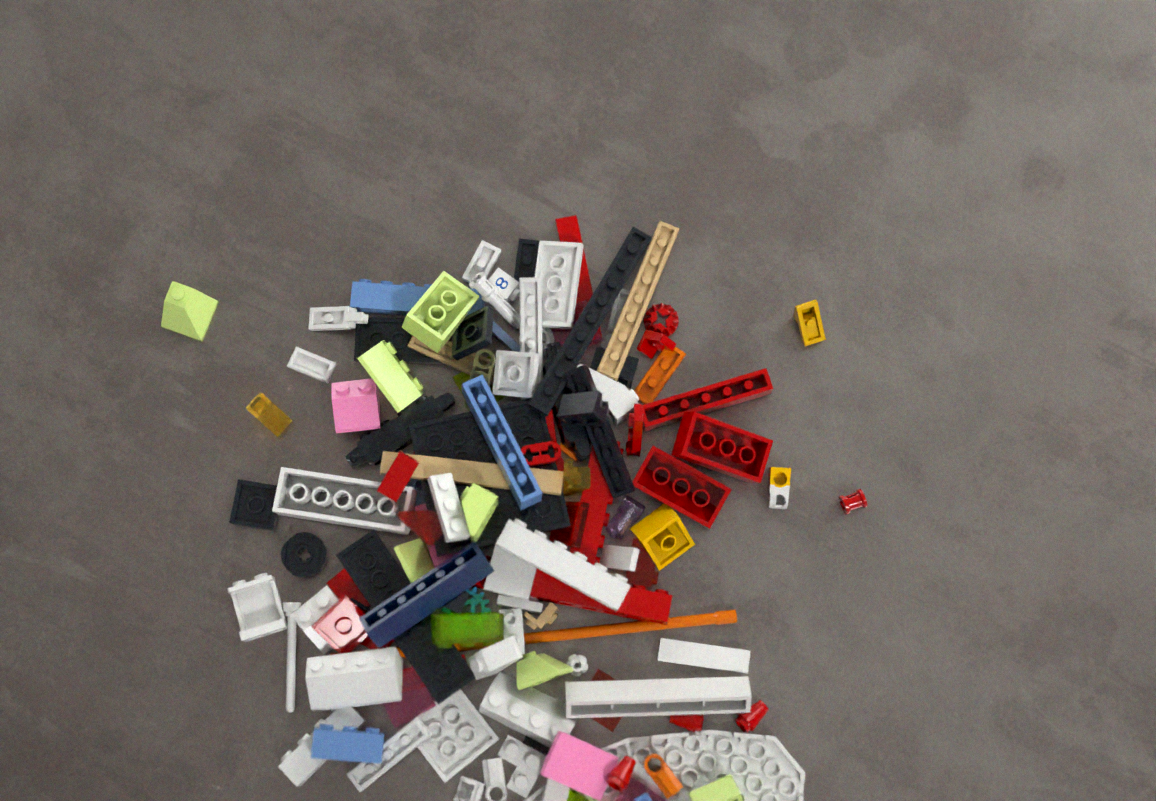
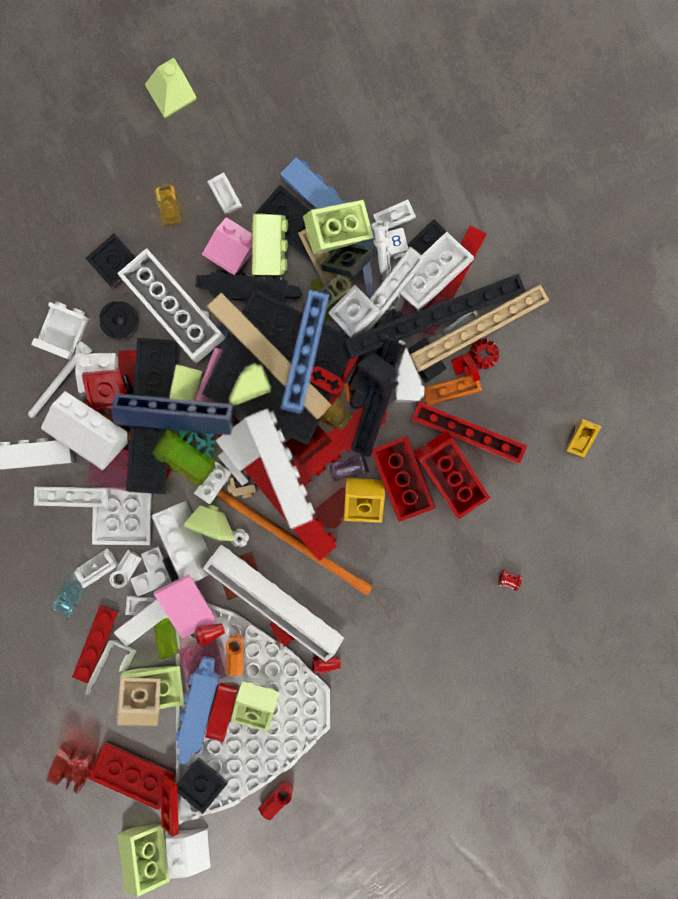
camera: 40 degrees right, 10 degrees up
(335, 318) = (264, 174): white hinge -> none
(347, 744) = (45, 470): medium blue brick -> none
(398, 476) = (216, 318): red tile -> none
(423, 524) = (209, 367): clear red slope -> none
(448, 507) = (232, 367): white plate -> none
(457, 604) = (188, 436): black slope -> none
(495, 658) = (186, 492): white slope -> none
(619, 557) = (323, 492): white tile -> none
(633, 445) = (403, 416): red hinge -> none
(703, 655) = (327, 599): white tile -> none
(778, 487) = (468, 531): leg -> none

